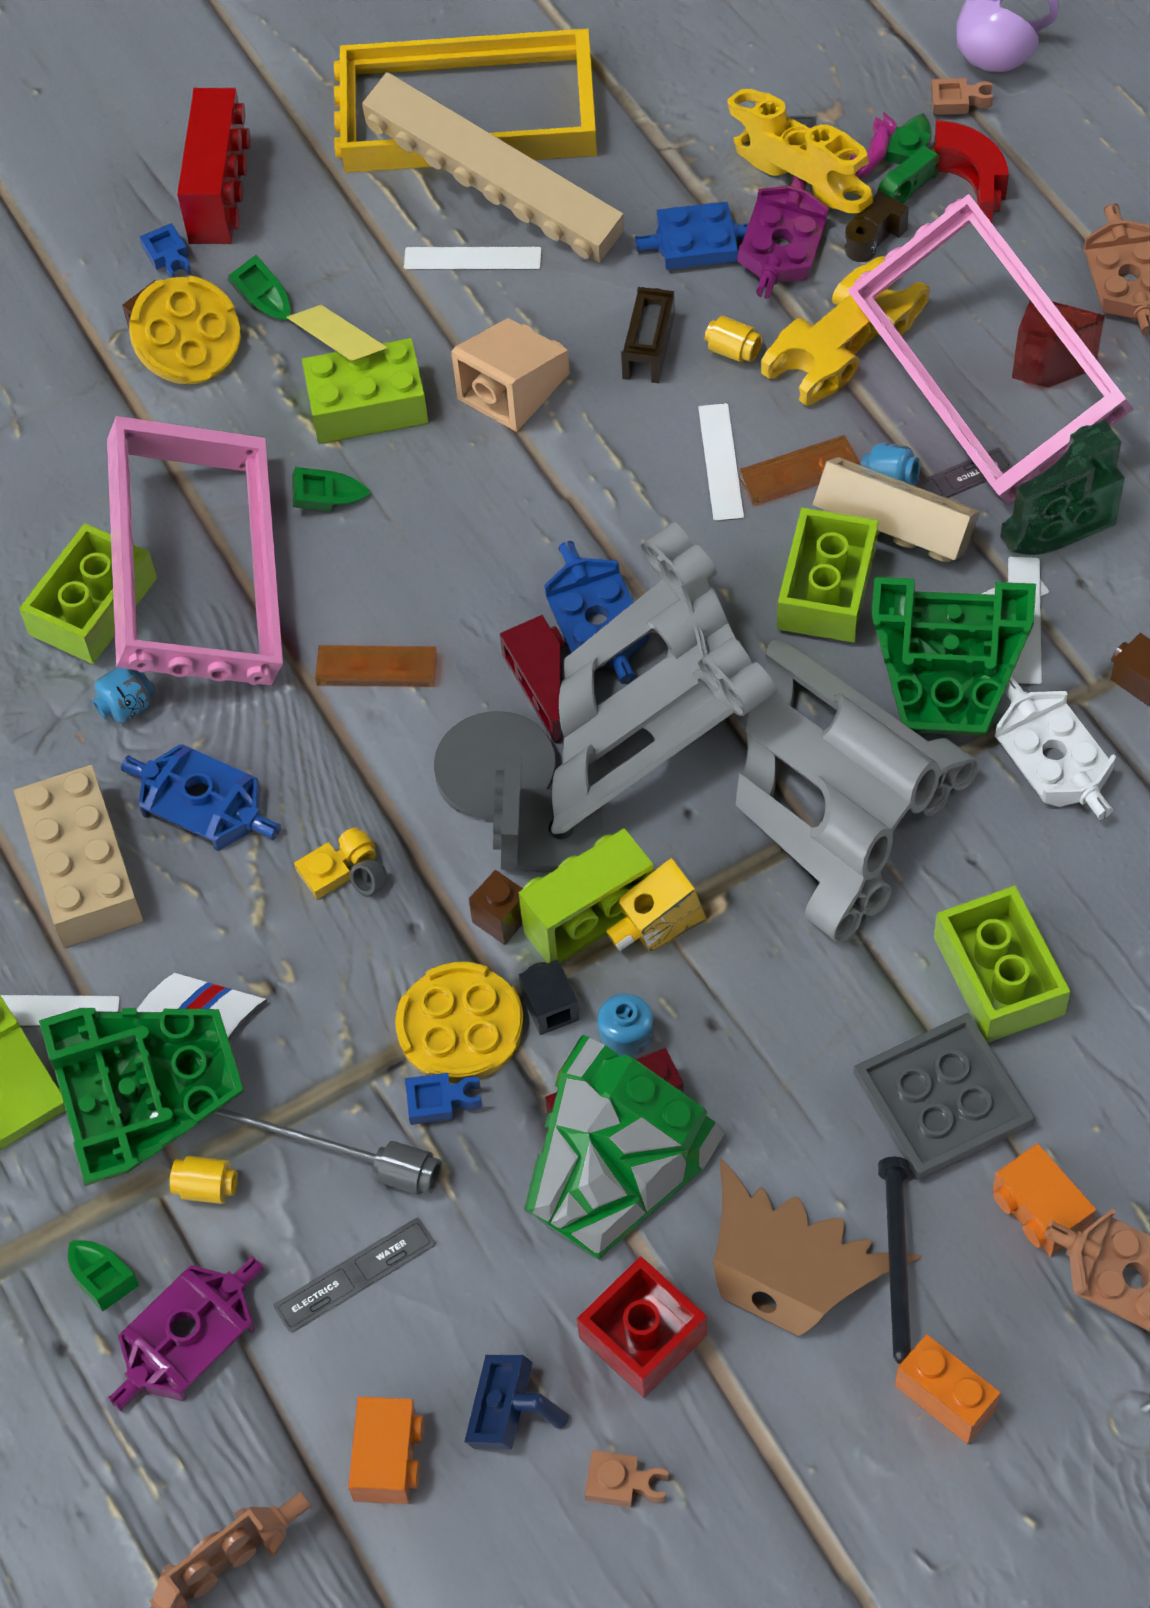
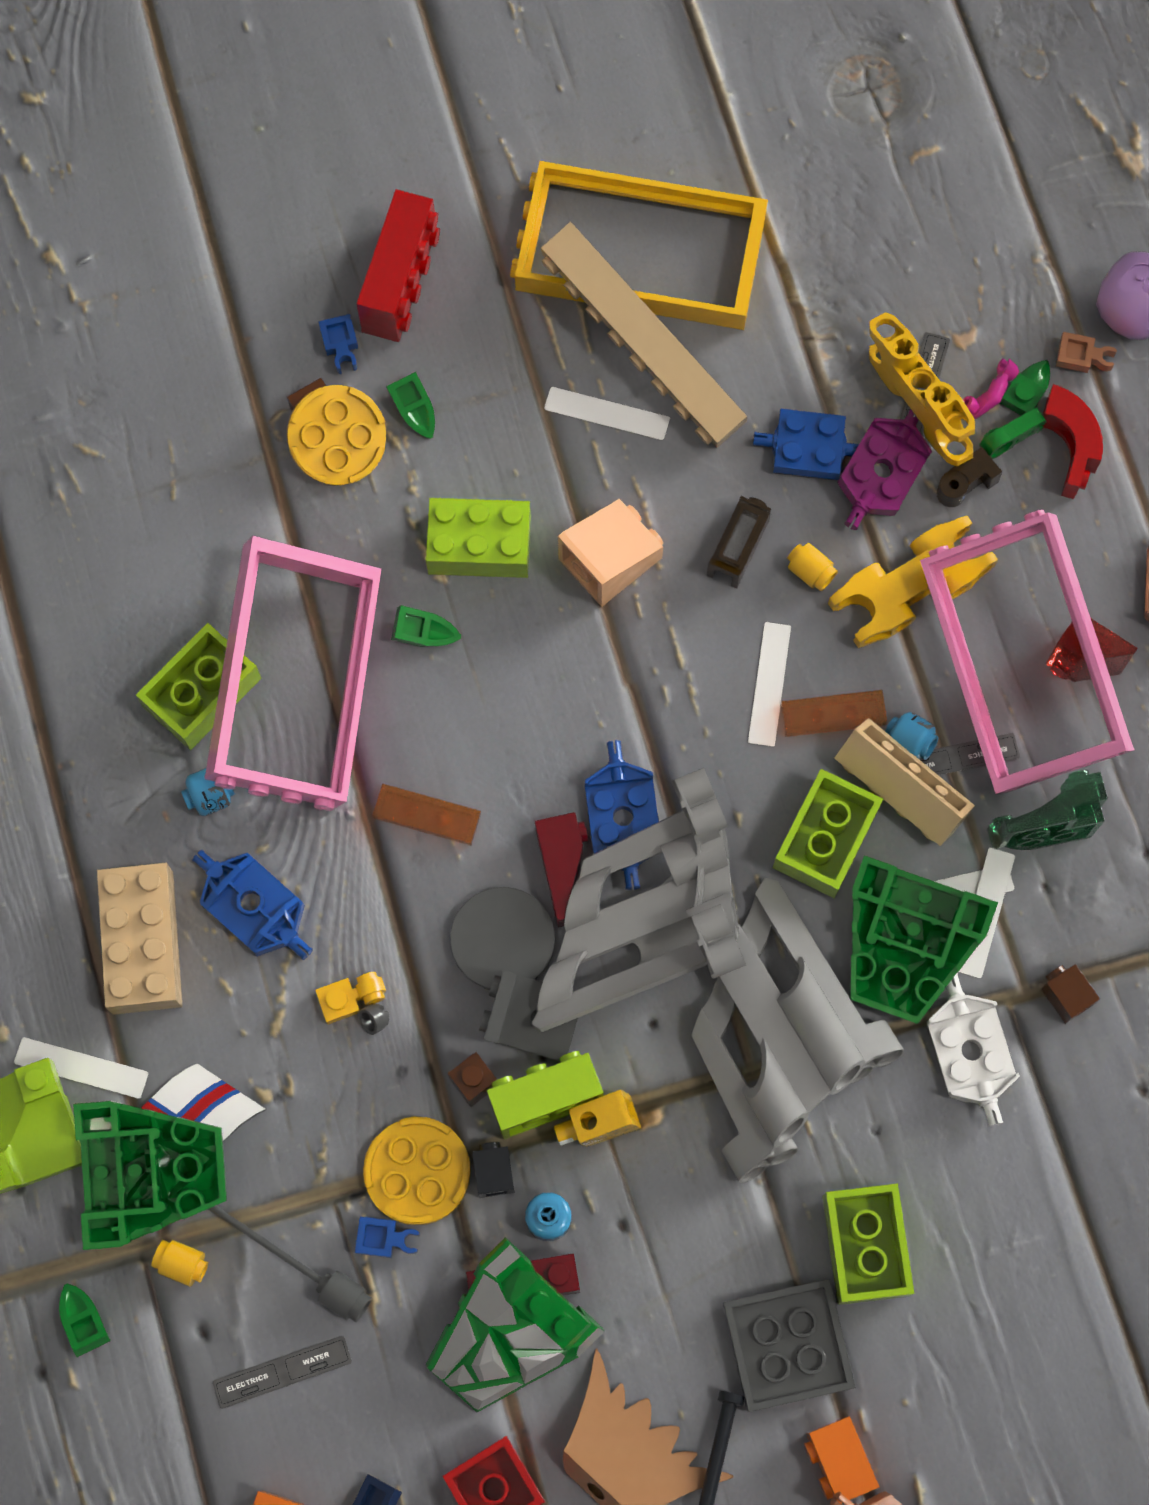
camera: 10 degrees right, 15 degrees up
(170, 1363) = (168, 1383): magenta plate -> none
(336, 332) = (467, 474): light yellow sticker -> none

